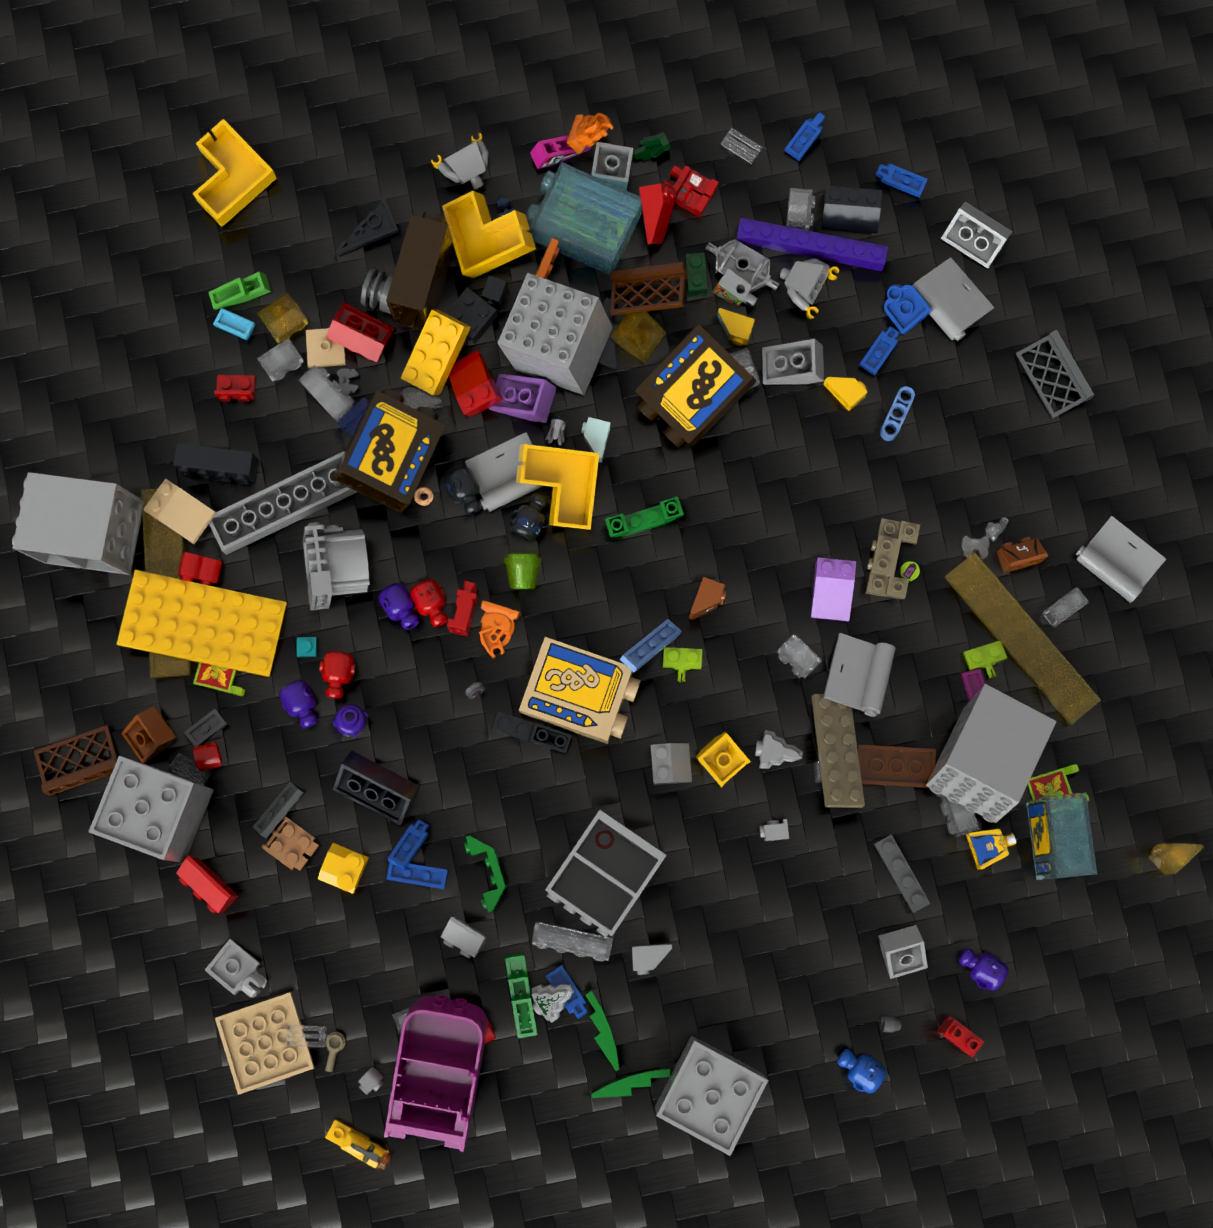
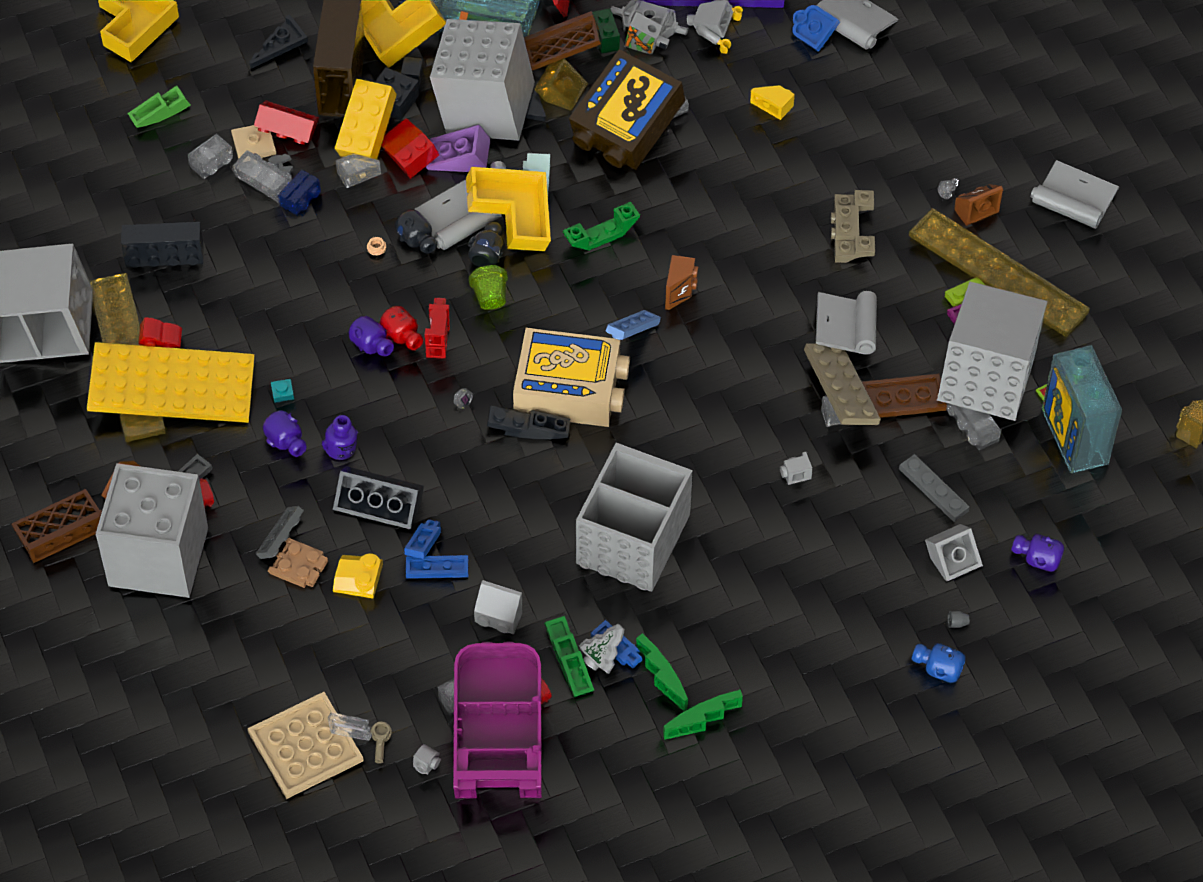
camera: 15 degrees left, 25 degrees down
(179, 511) = (132, 284): tan slope -> none
(206, 884) = (217, 605): slope -> none
(217, 678) = (195, 431): flag -> none
(234, 324) = (158, 137): medium azure tile -> none
(235, 387) = (168, 186): red bracket -> none
(236, 970) = (263, 682): light grey plate -> none
(279, 506) = (237, 268): light grey brick -> none
(283, 318) = (207, 122): clear yellow slope -> none
(334, 563) = (298, 302): light grey hose -> none
(337, 670) = (318, 401): red piece -> none
(358, 1145) = (424, 820): yellow plate -> none
(376, 290) = (299, 82): dark grey wheel -> none
(389, 450) = (336, 202): brick -> none
(492, 897) = (497, 531): green slope -> none
(495, 625) = (474, 339): orange piece -> none
(572, 941) = (612, 592): clear plate -> none
(648, 957) = (694, 592): light grey slope -> none
(671, 763) = (675, 429): light grey slope -> none
(682, 660) = (667, 342): lime plate -> none
(710, 1095) = (787, 685): light grey container -> none
(722, 758) = (728, 414): yellow slope -> none
(736, 326) = (658, 60): yellow slope -> none
(775, 751) = (779, 402): light grey rock -> none
(793, 363) = (717, 86): light grey slope -> none
(798, 656) = (783, 319): clear brick -> none
(833, 589) = (802, 258): slope -> none
(880, 350) = (798, 65): blue hinge -> none
(900, 405) = (827, 111): medium blue beam -> none
(909, 571) = (875, 231): lime tile -> none
(960, 1036) = (1033, 607): red hips -> none
(969, 545) = (926, 205): clear piece -> none
(989, 846) = (1014, 447): torso -> none
(1065, 607) = (1033, 238): clear brick -> none
(1070, 367) = (983, 51): dark grey fence -> none

